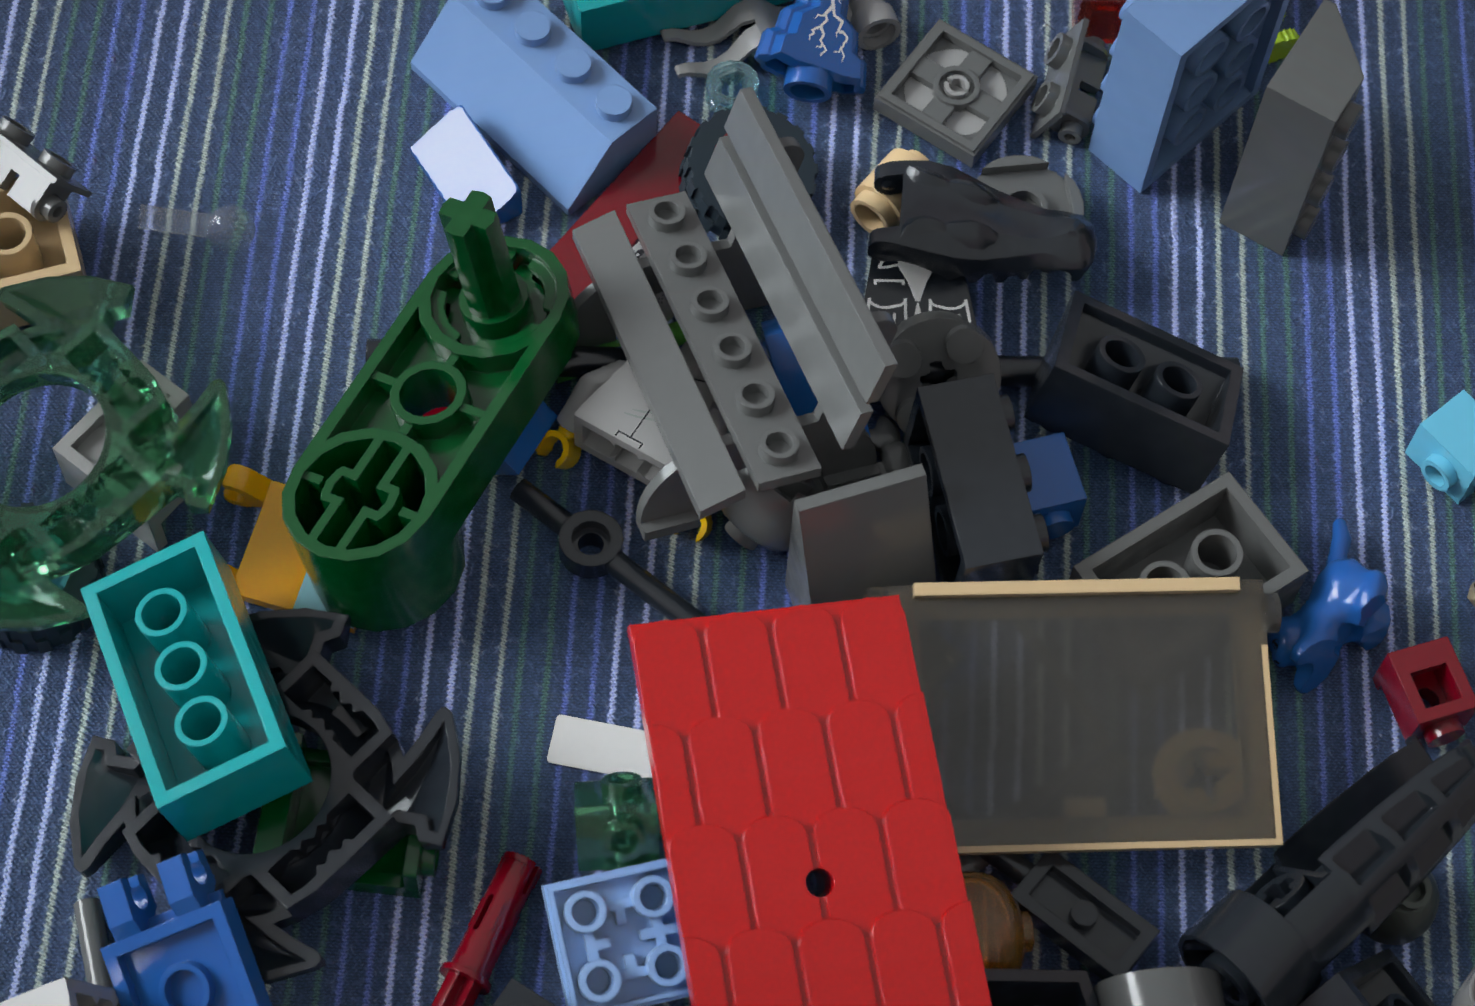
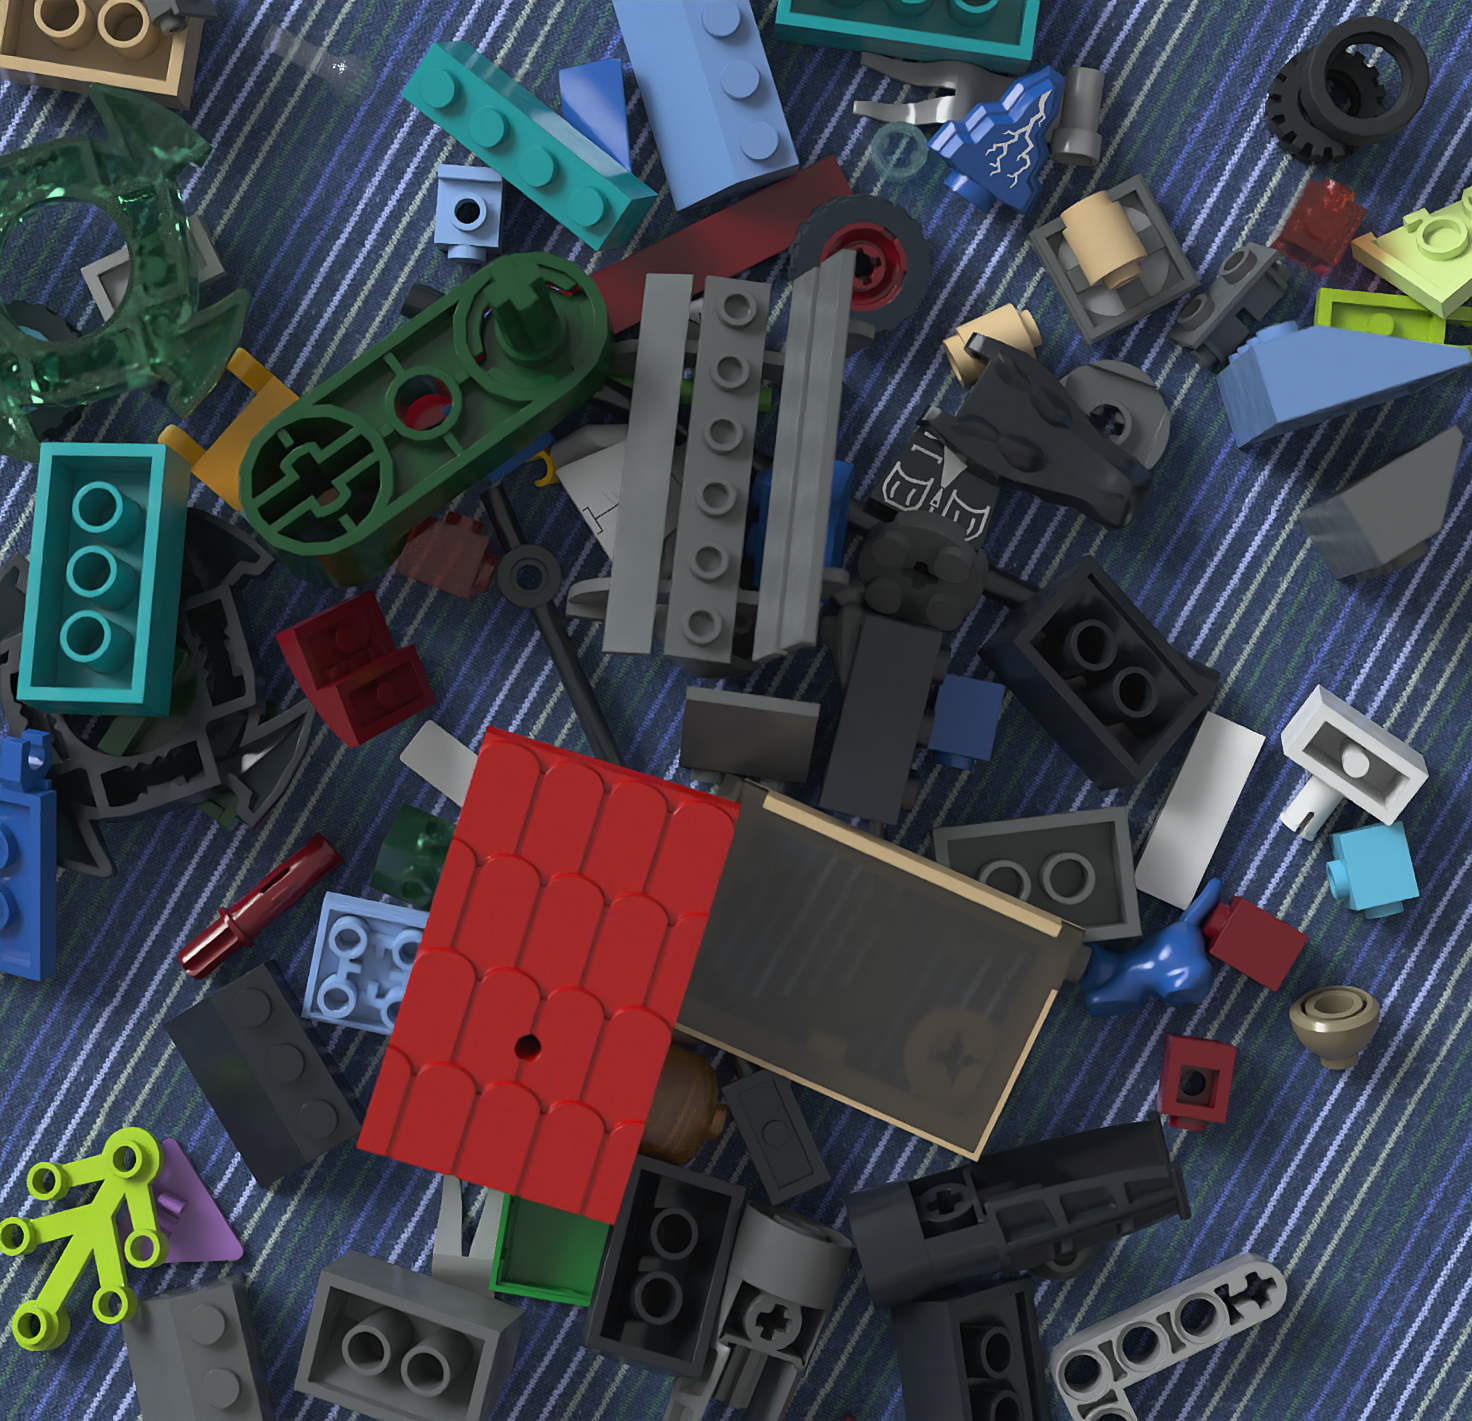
camera: 30 degrees right, 25 degrees up
(383, 270) = (479, 186): none -> light blue brick
(407, 187) = (529, 145): none -> teal brick
(467, 683) = (354, 671): none -> dark red slope
(507, 557) = (449, 556): none -> clear red brick
(942, 64) = (1103, 241): none -> tan brick
(1285, 470) = (1196, 810): none -> white tile
(1388, 367) = (1349, 761): none -> white brick
(1408, 550) = (1252, 941): none -> dark red brick

